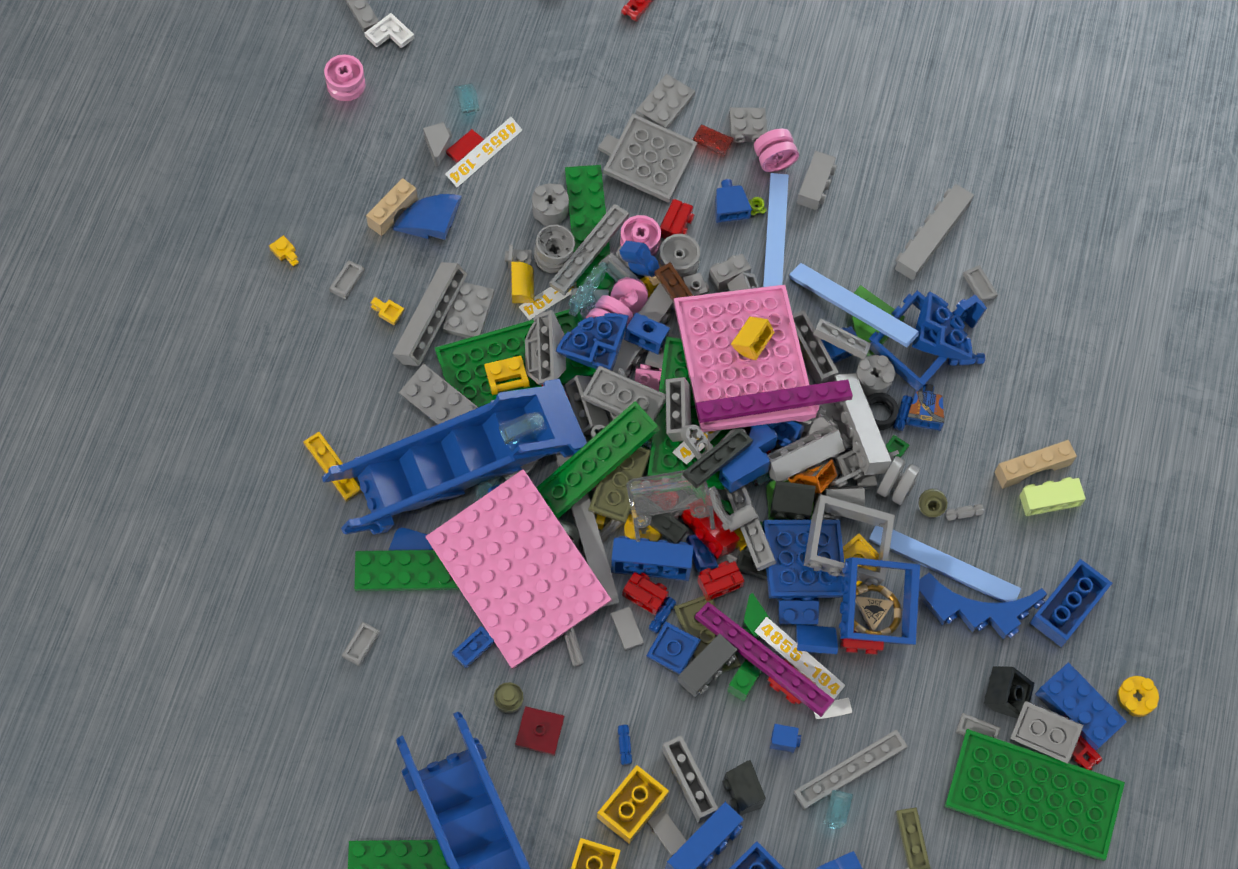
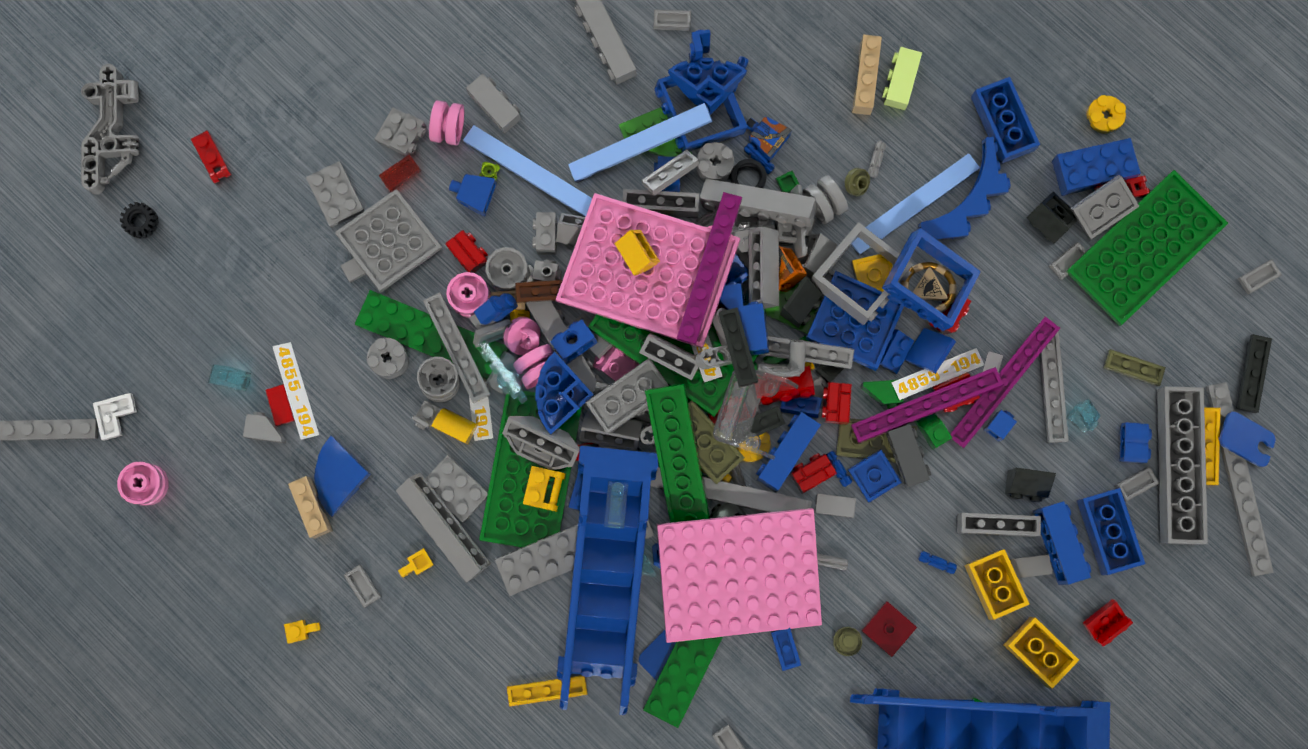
camera: 55 degrees left, 15 degrees up
(831, 721) = (1009, 375): none -> magenta plate

